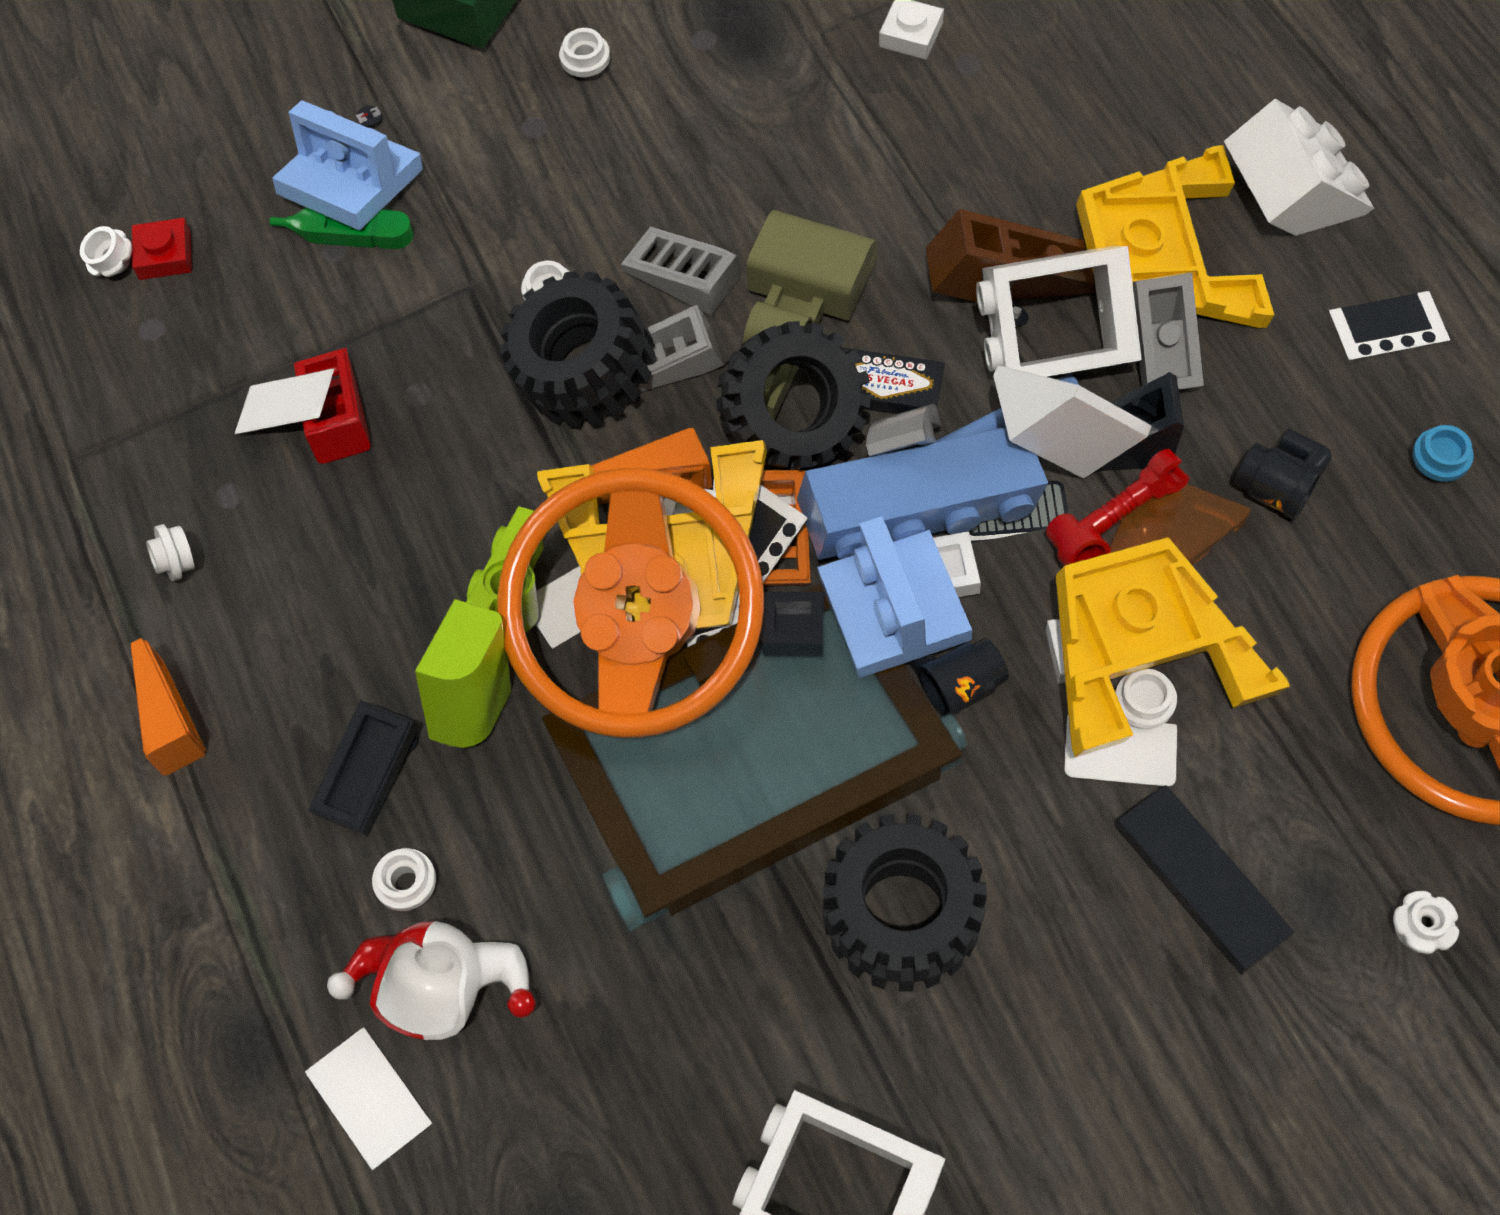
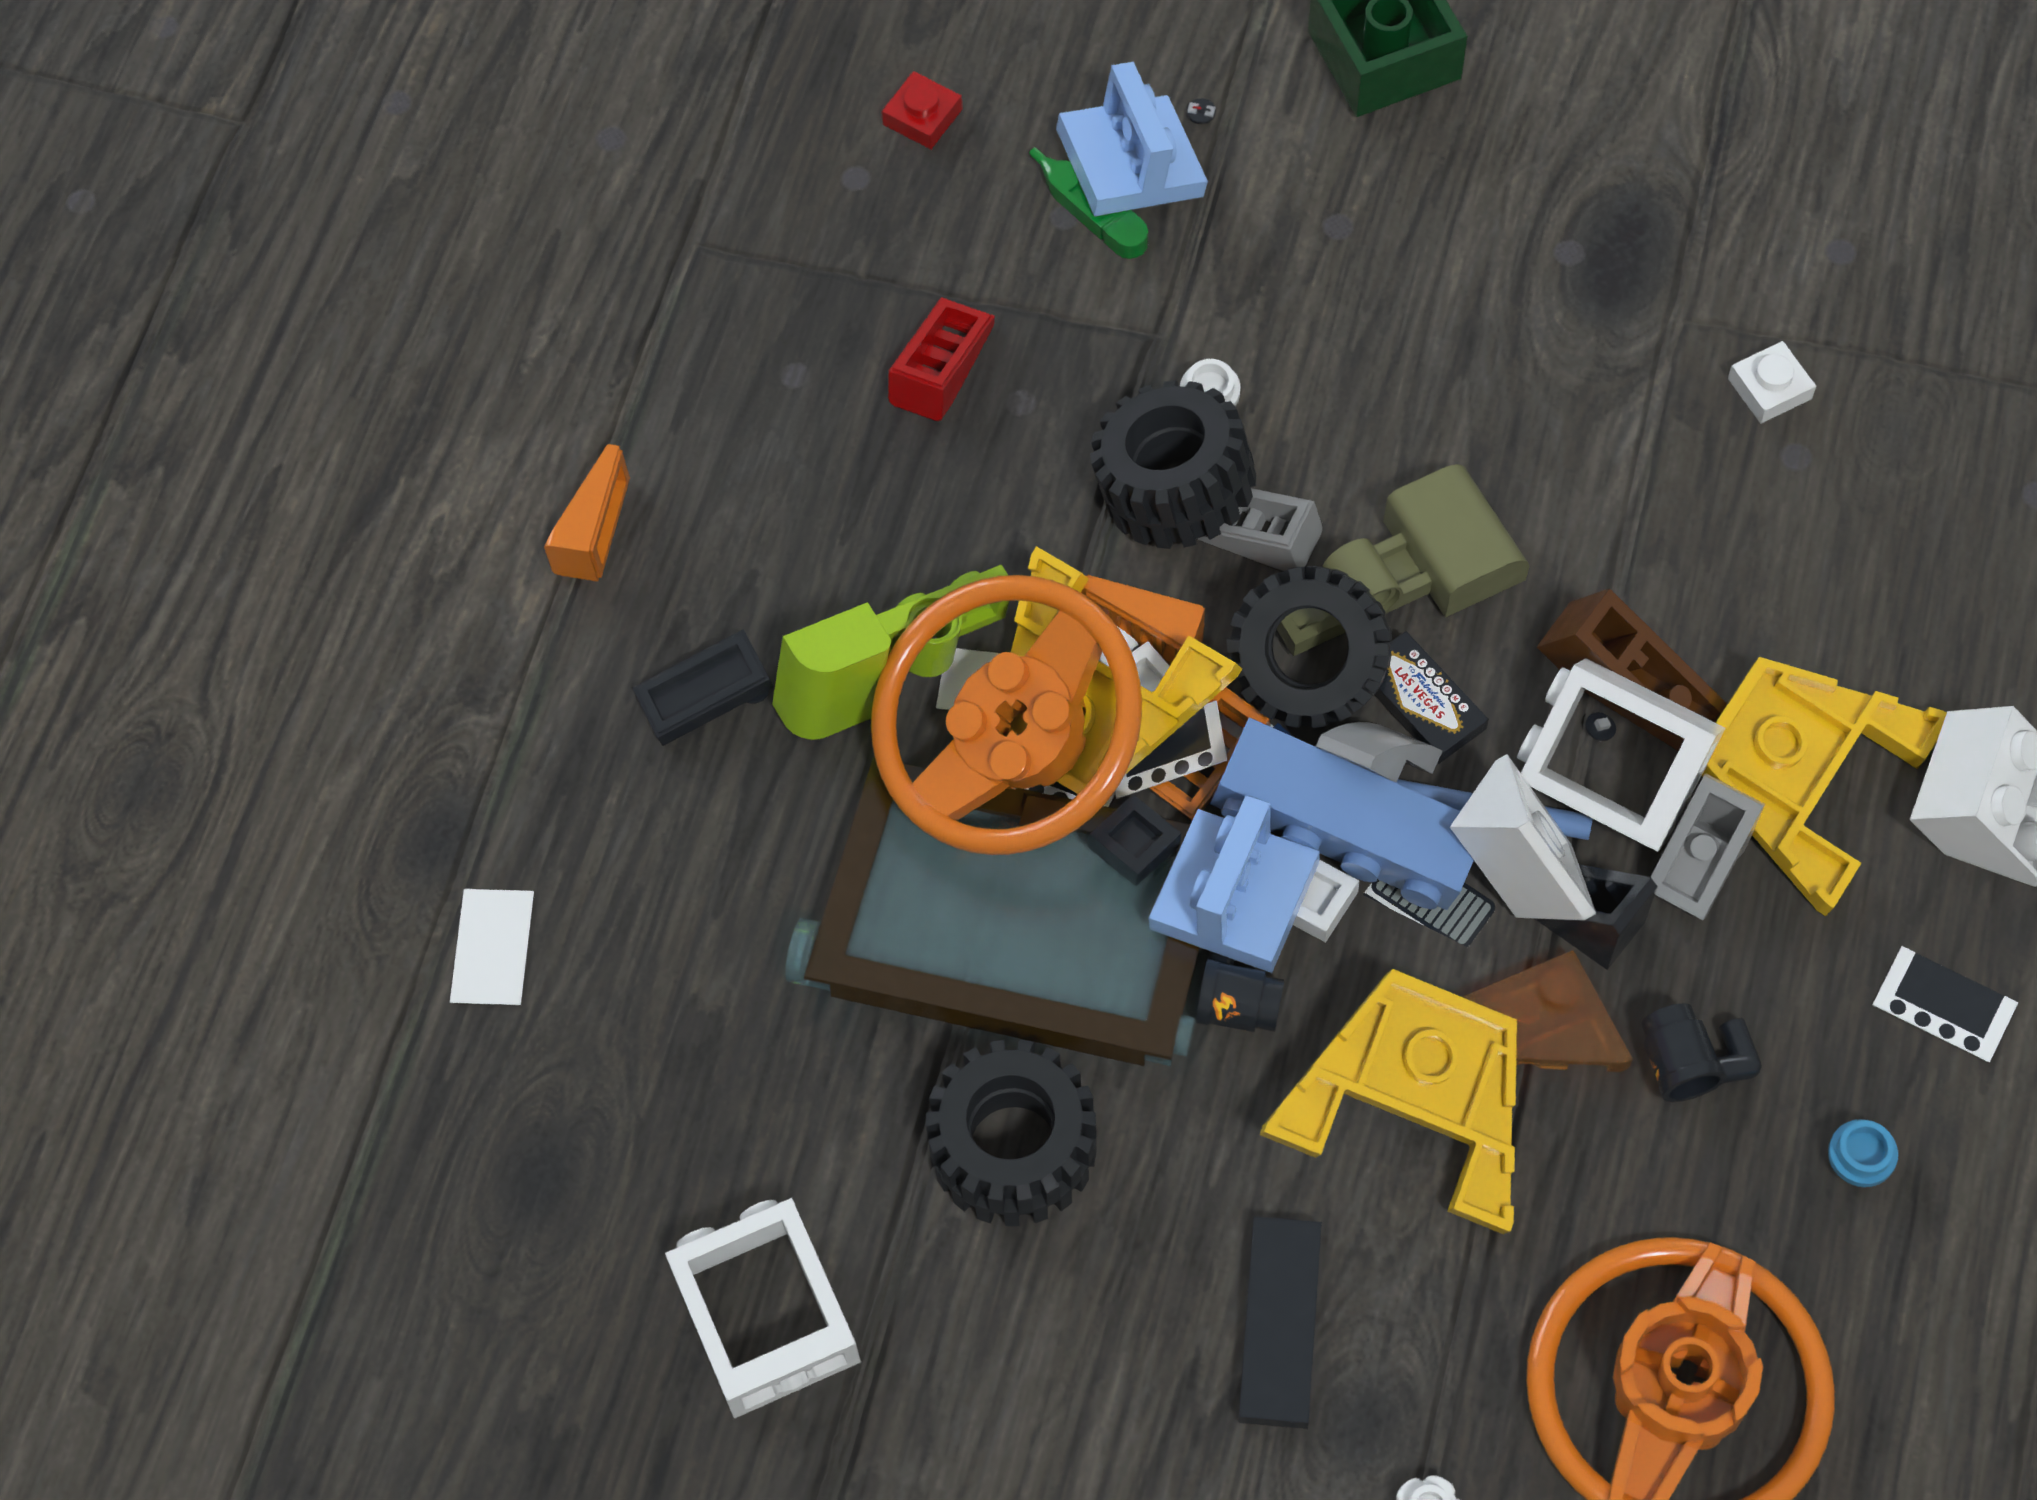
camera: 40 degrees right, 0 degrees up
(106, 251) = (872, 80): white plate -> none
(170, 551) = (704, 389): white plate -> none
(284, 401) = (902, 326): white sticker -> none
(392, 867) = (652, 785): white plate -> none
(432, 978) = (609, 891): white piece -> none
(584, 53) = (1446, 176): white plate -> none
(706, 293) = (1354, 495): light grey slope -> none
(1082, 538) = (1452, 963): red brick -> none
(1141, 759) = (1331, 1185): white sticker -> none
(1147, 698) = (1377, 1142): white plate -> none

